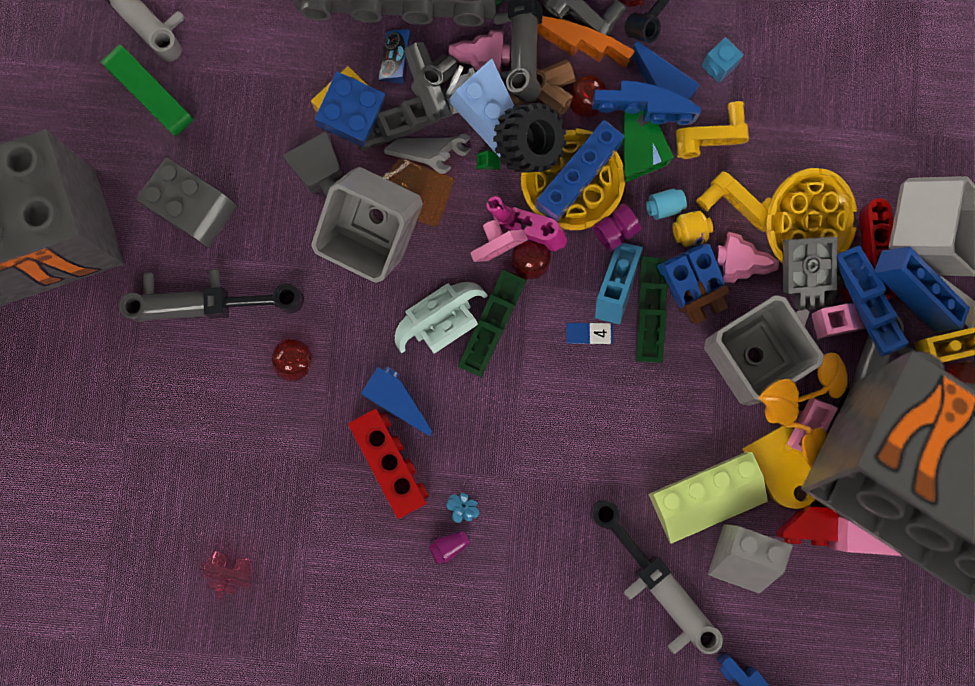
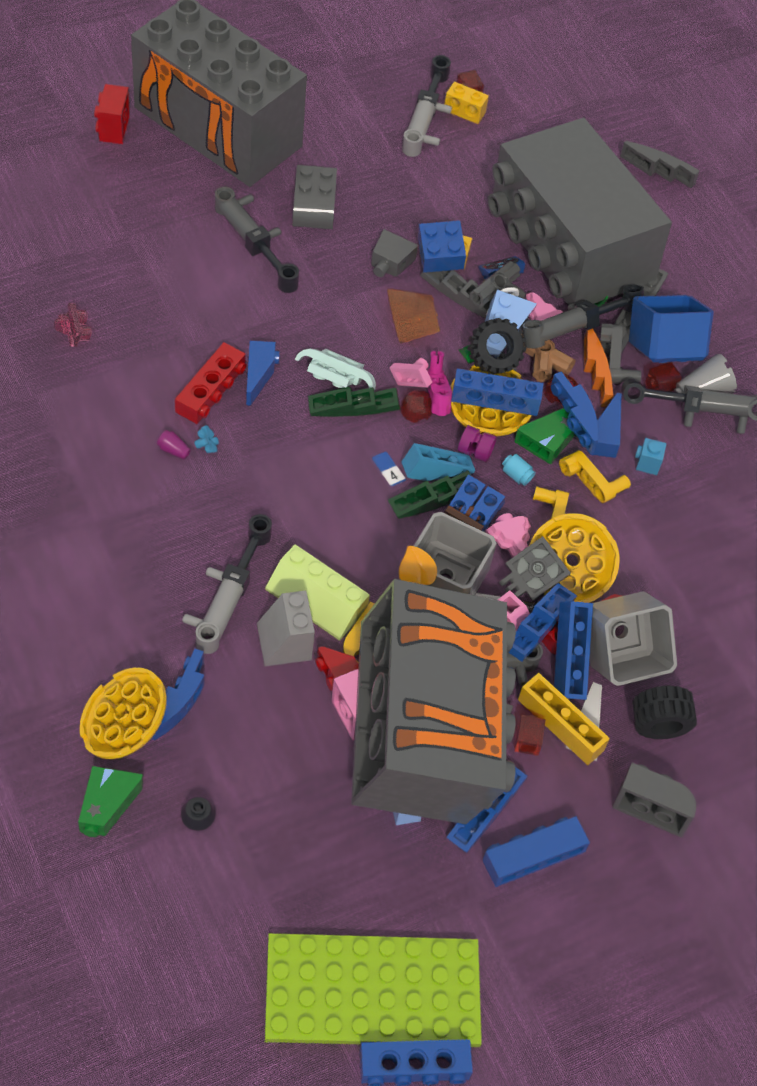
camera: 55 degrees right, 25 degrees down
(146, 90) = (377, 132): green beam -> none
(291, 359) = (246, 299): clear red hair -> none
(351, 233) = (369, 286): light grey plate -> none
(429, 150) = (448, 309): light grey flag -> none
(692, 228) = (514, 493): yellow head -> none

